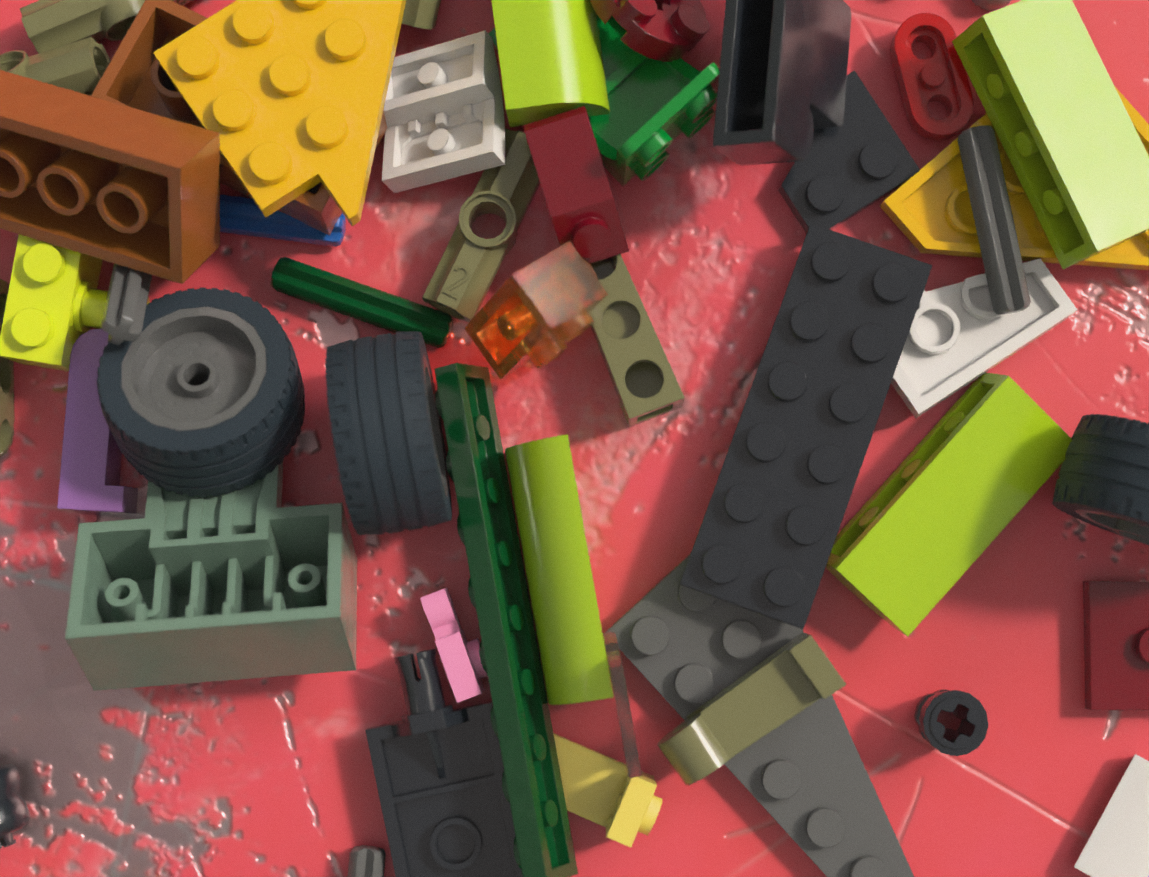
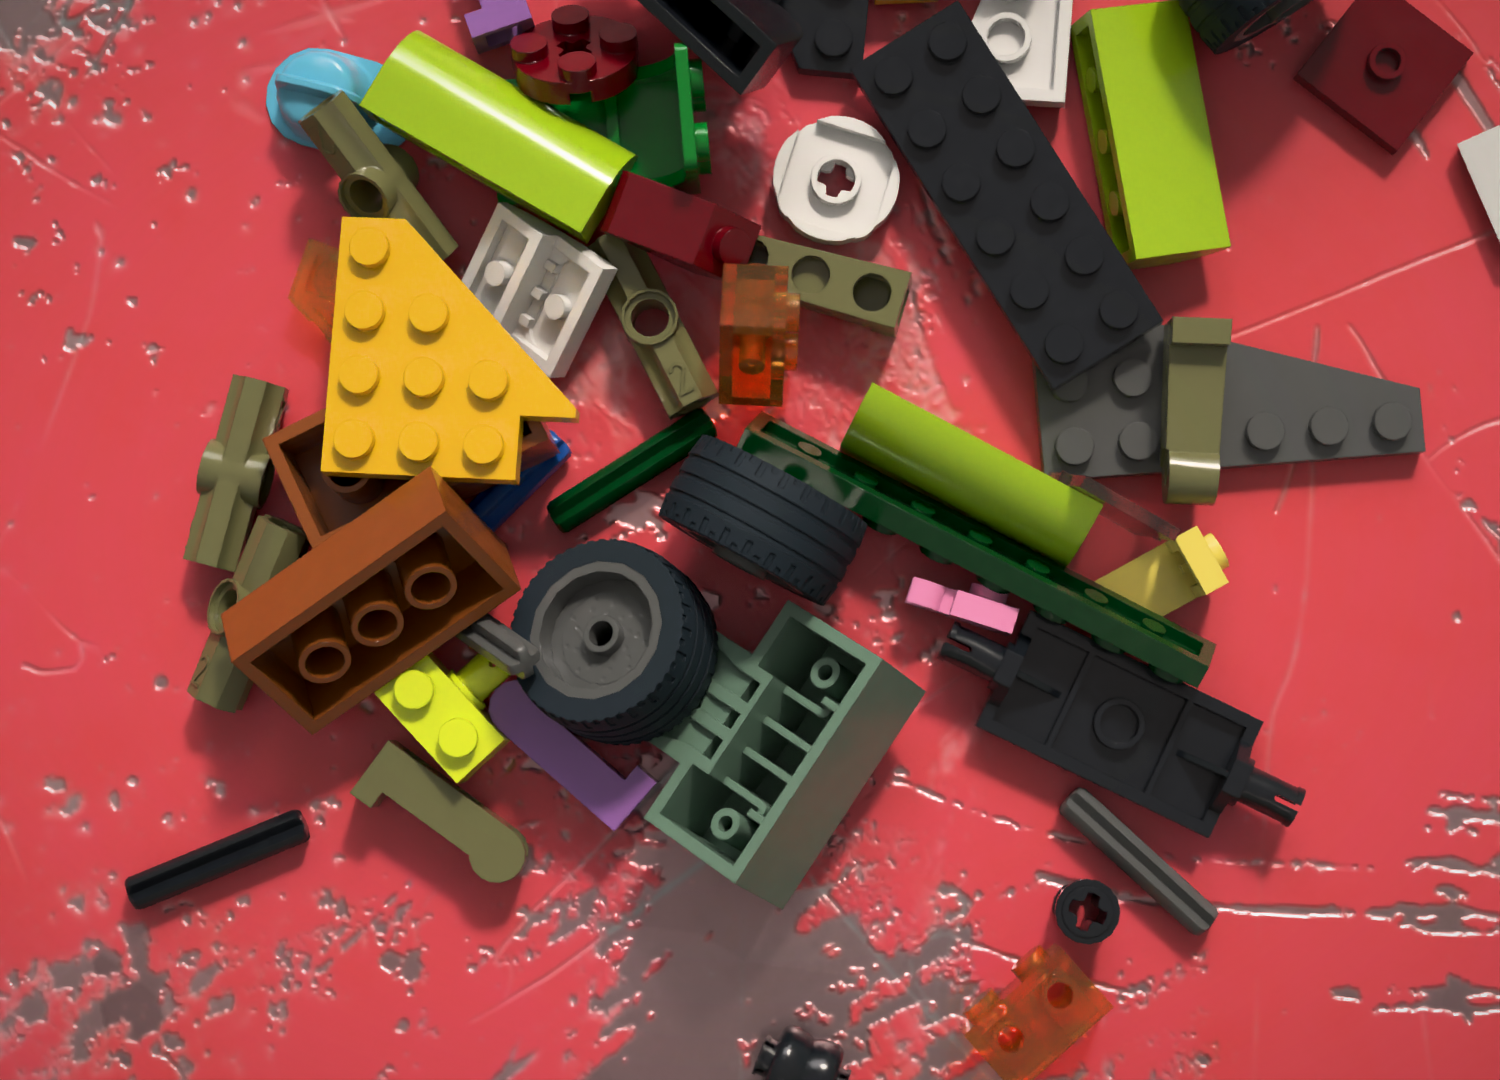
camera: 45 degrees left, 0 degrees up
(729, 250) = (817, 150): none -> white plate
(965, 707) = (1320, 246): black bush -> none

